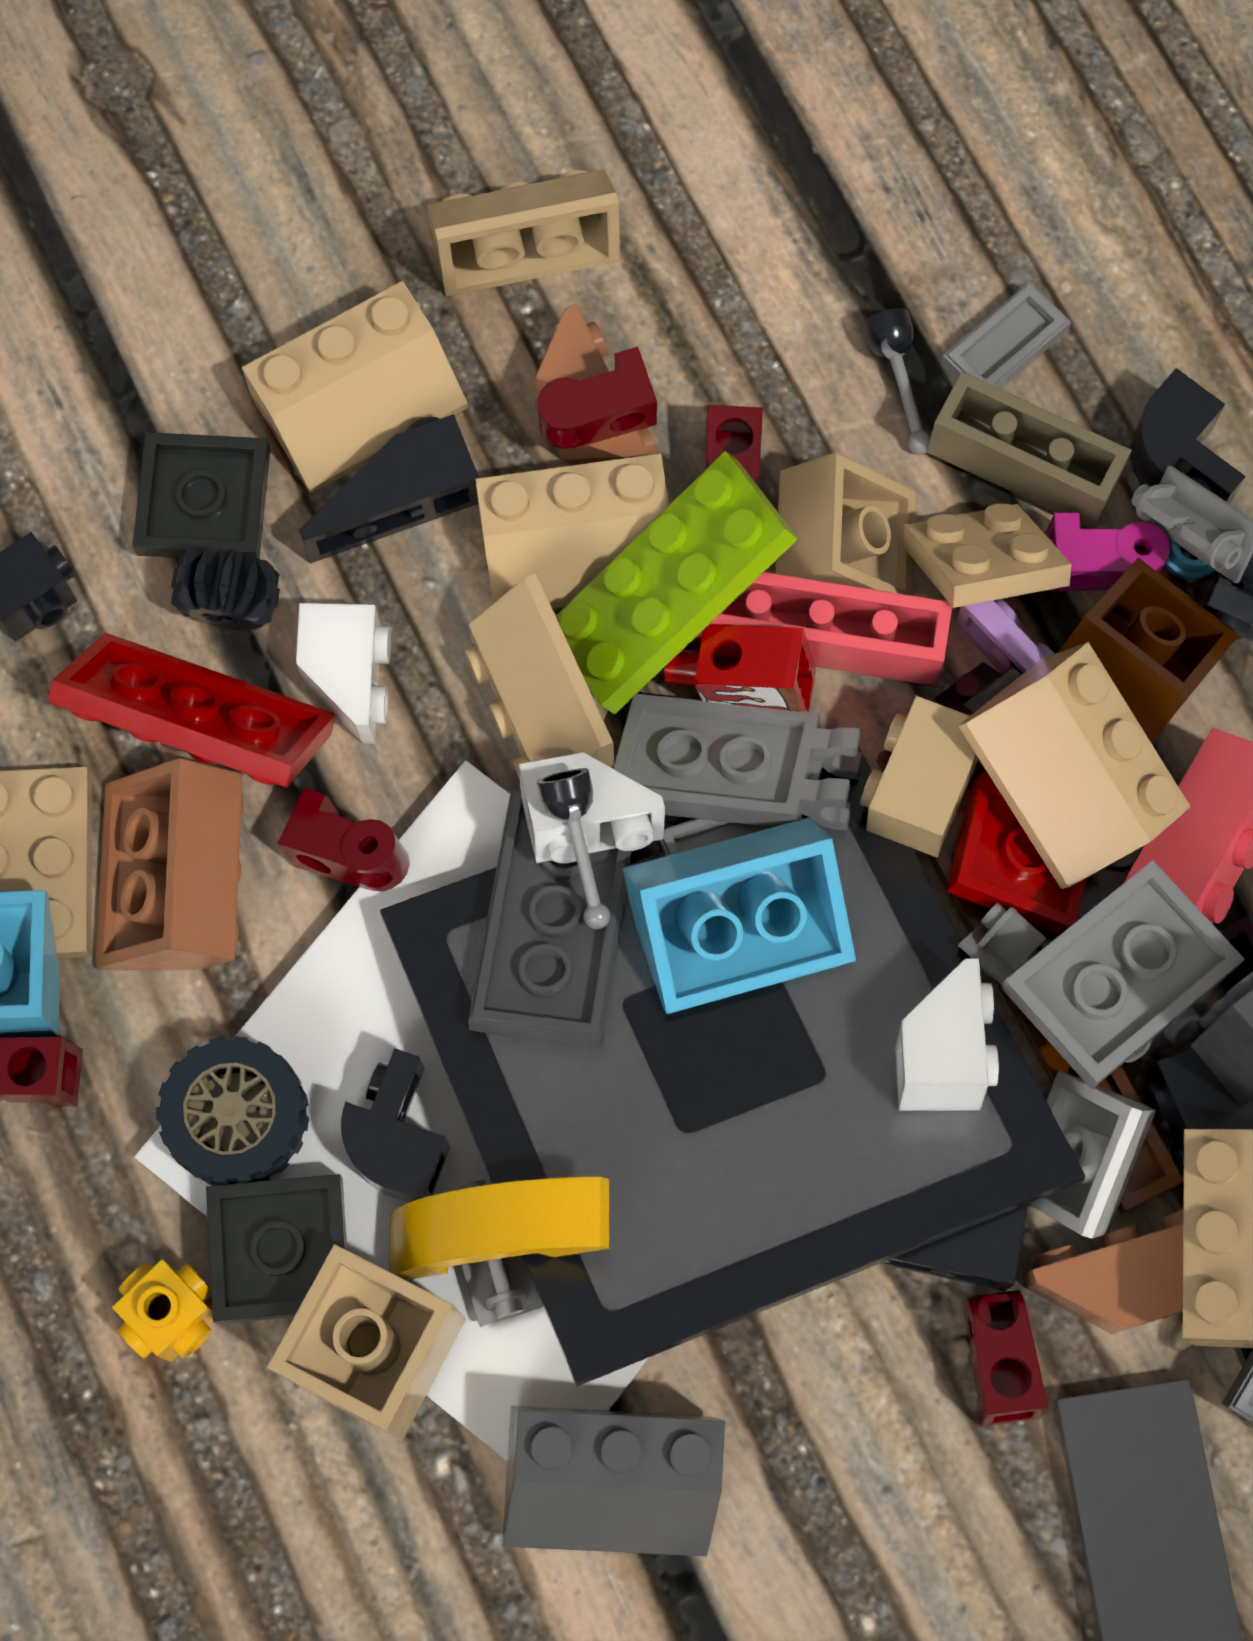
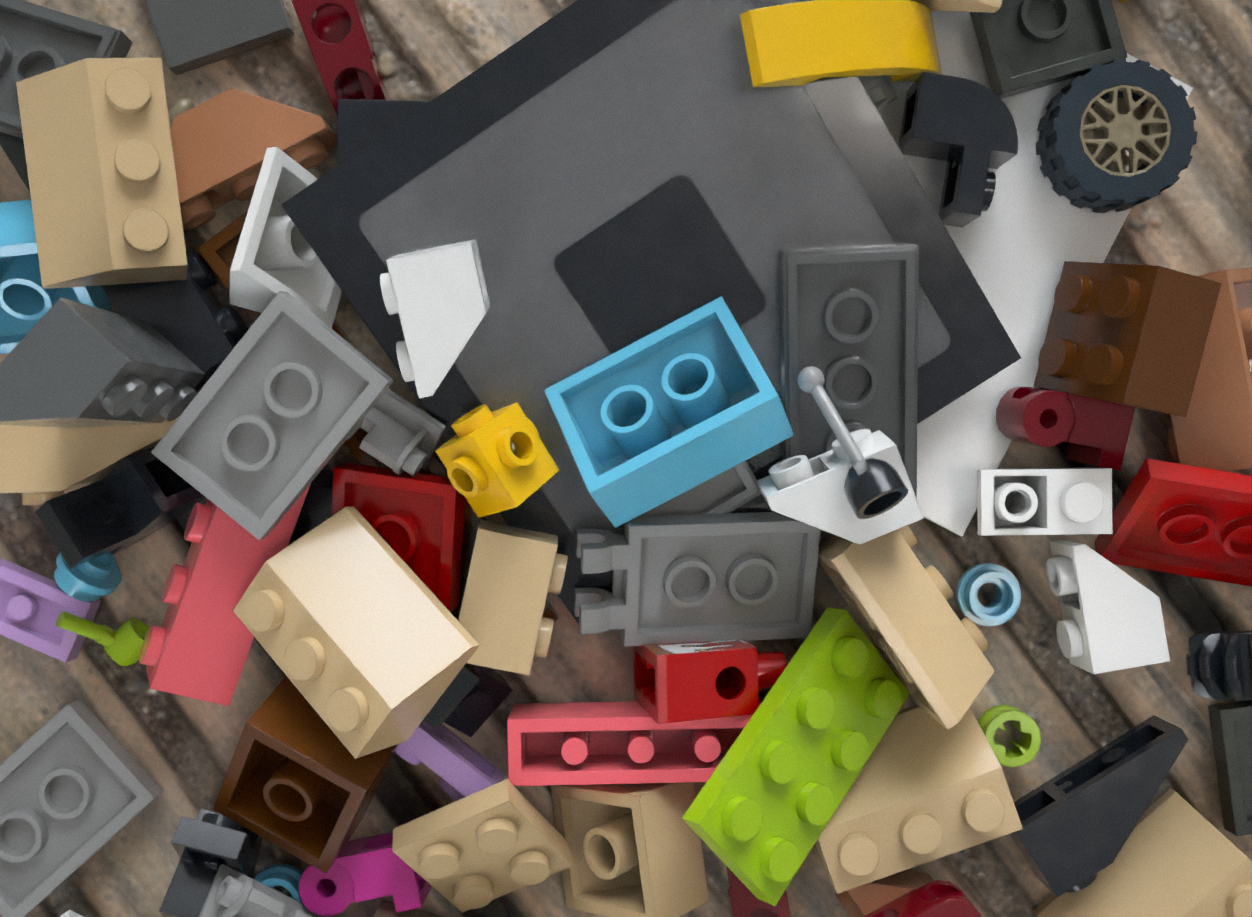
camera: 165 degrees right, 15 degrees up
(278, 907) = (1127, 334): none -> reddish brown brick
(385, 775) = (1044, 501): none -> white slope
(445, 685) = (1006, 598): none -> medium azure plate
(448, 552) = (1030, 737): none -> lime bush
(913, 897) = (496, 458): none -> yellow brick

